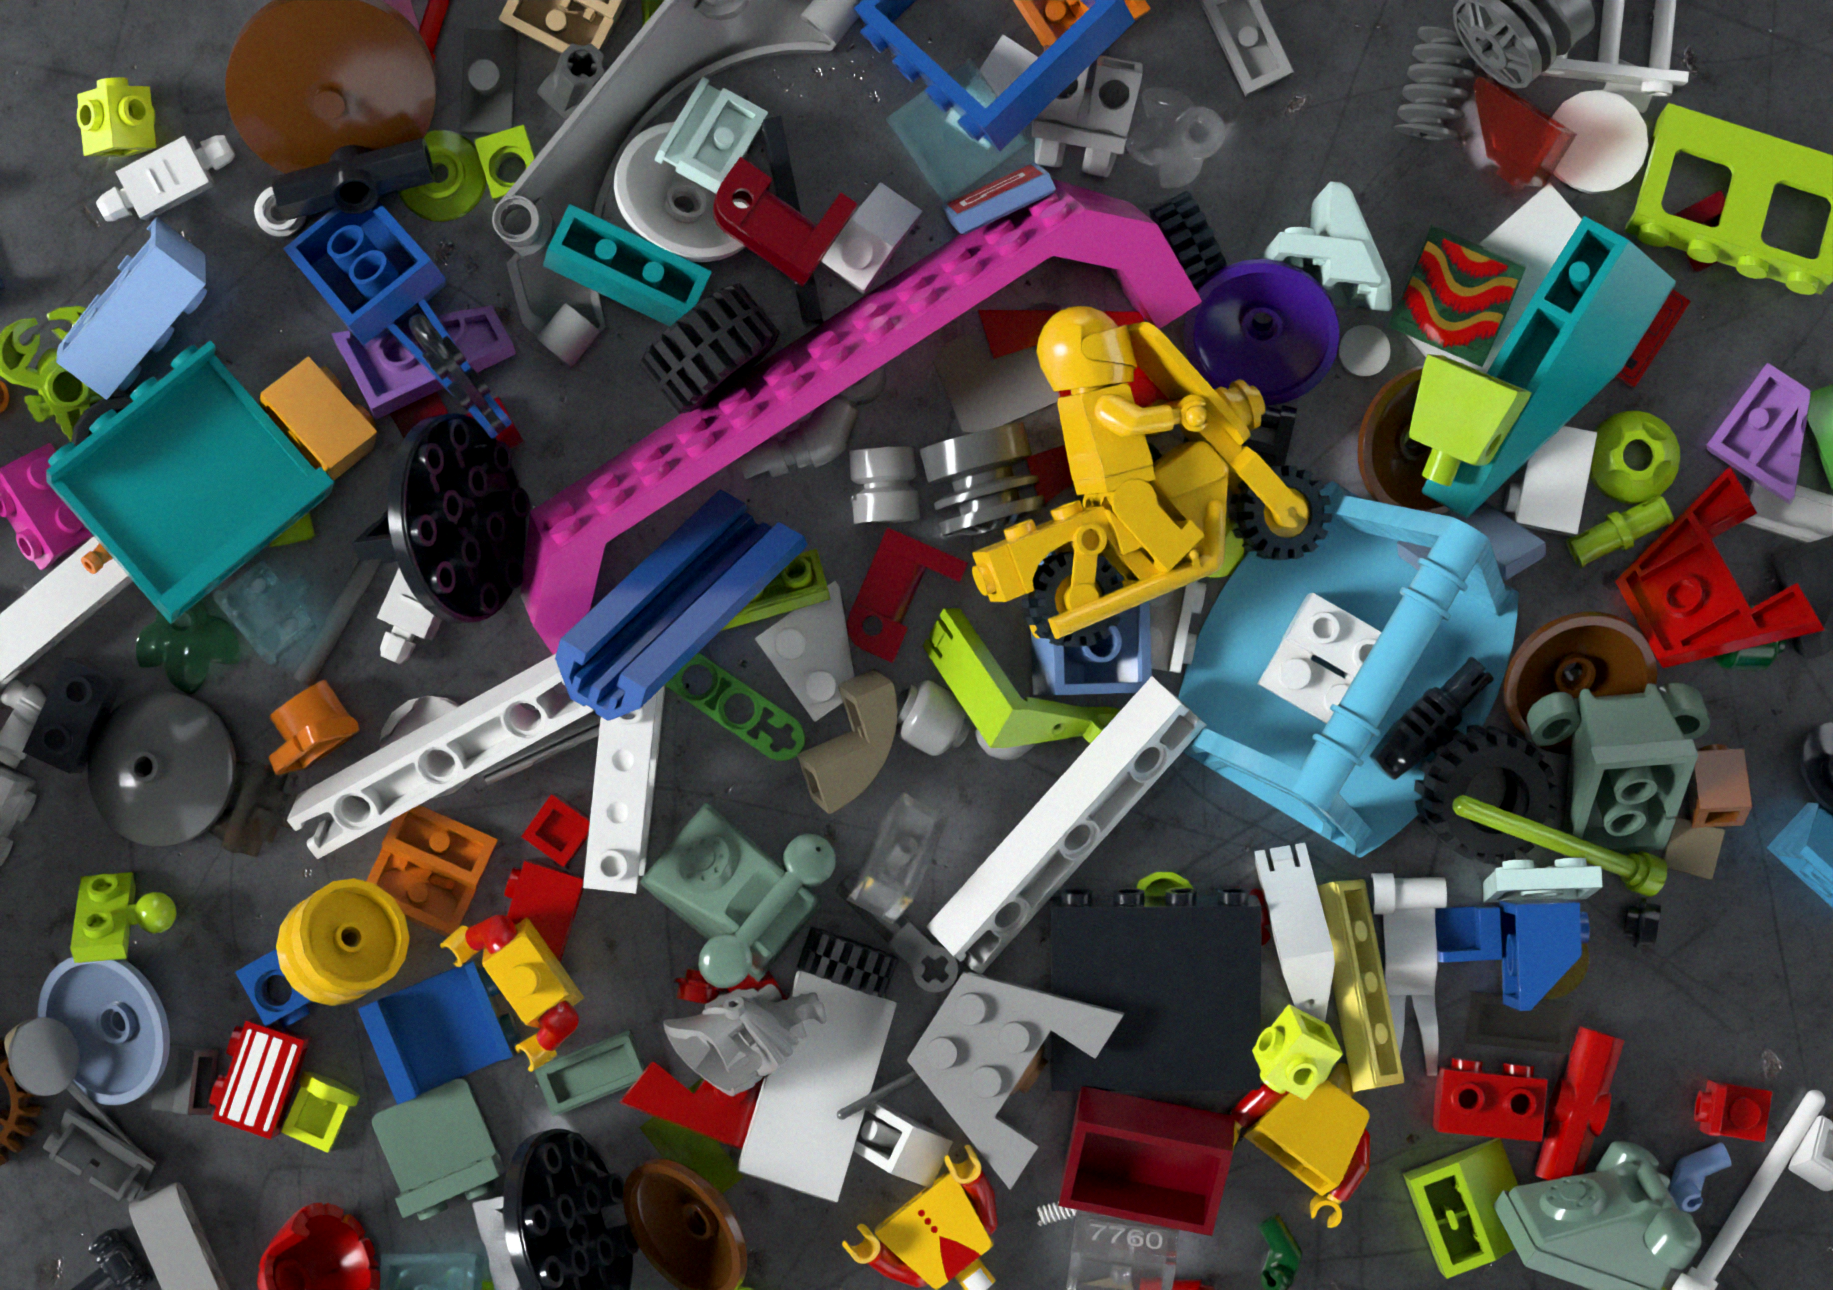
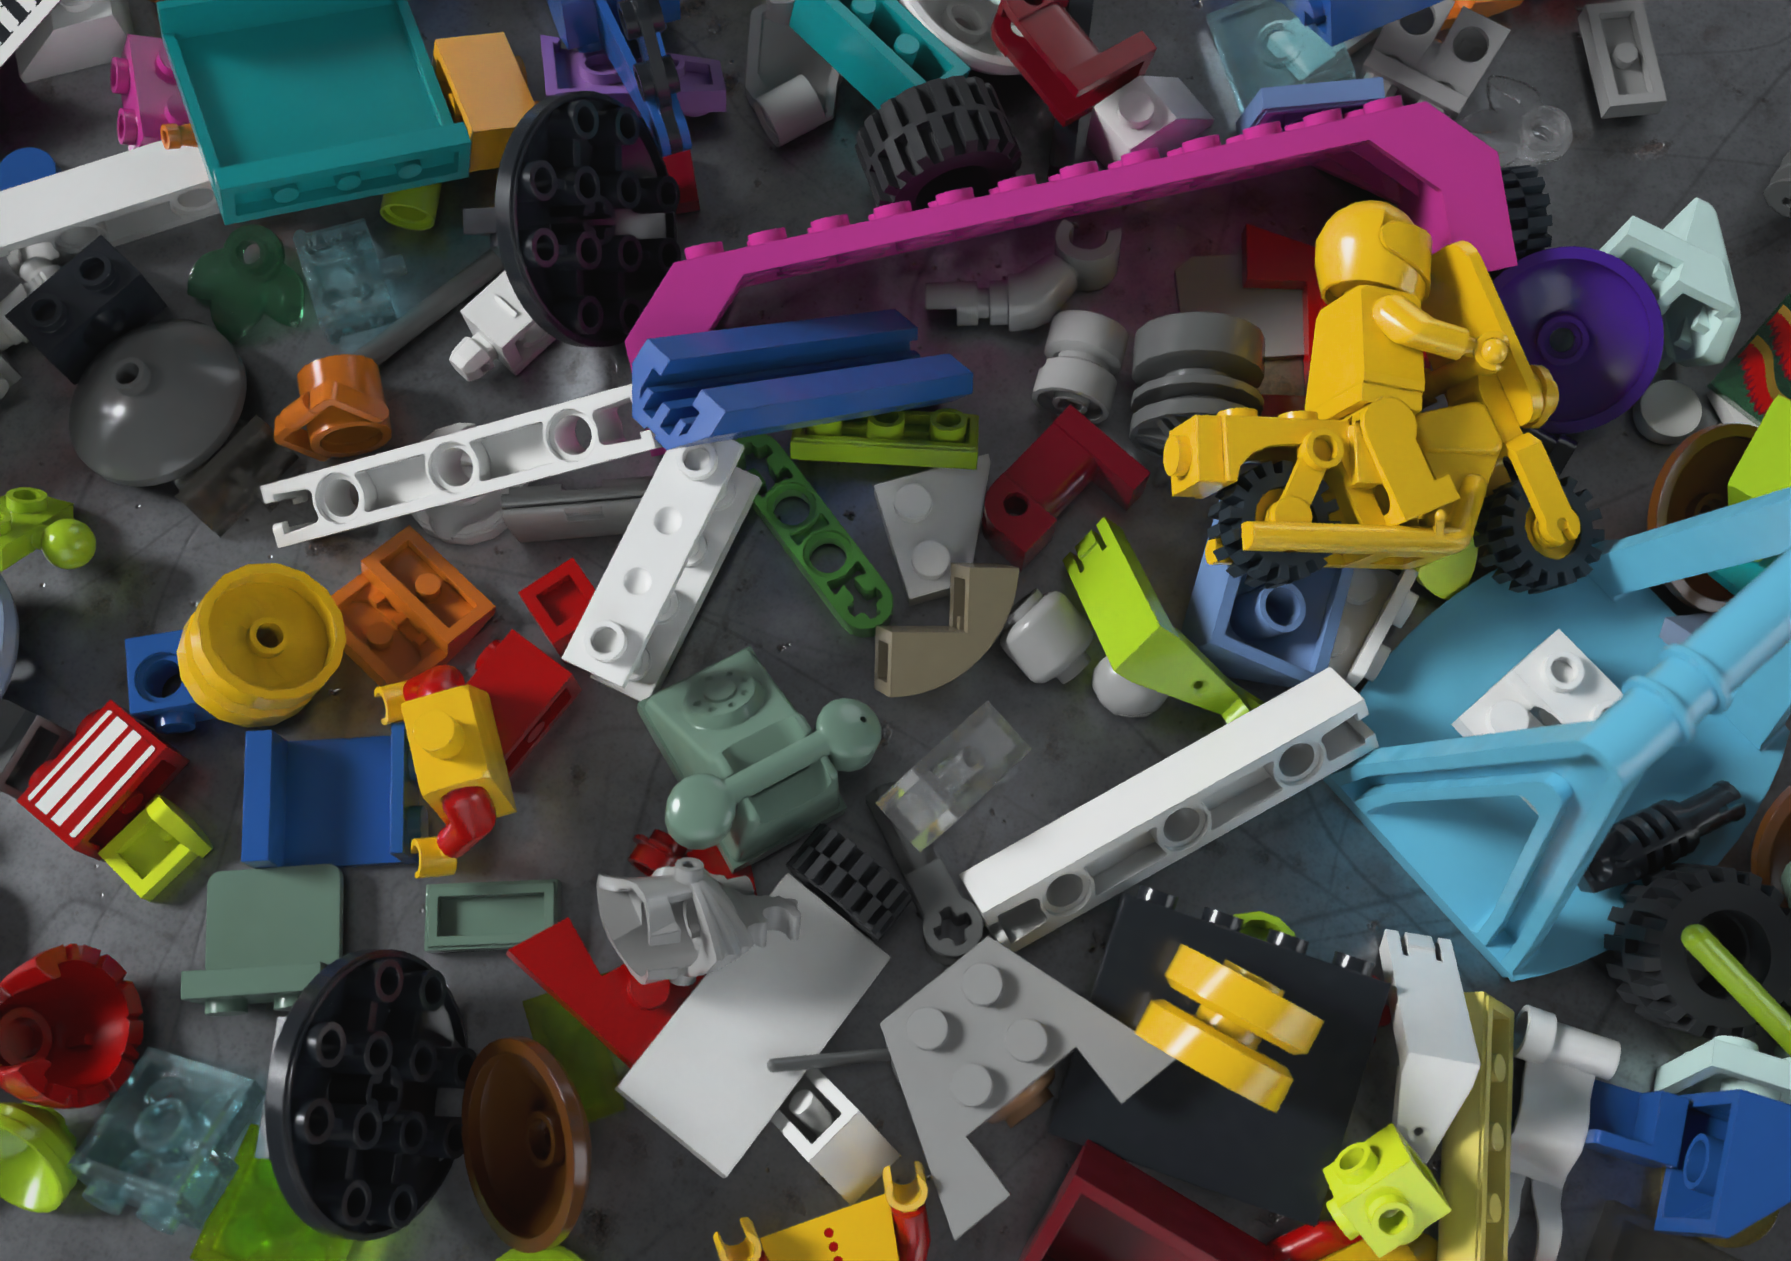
camera: 20 degrees right, 15 degrees down
(1150, 986) = (1228, 1026): none -> yellow wheel

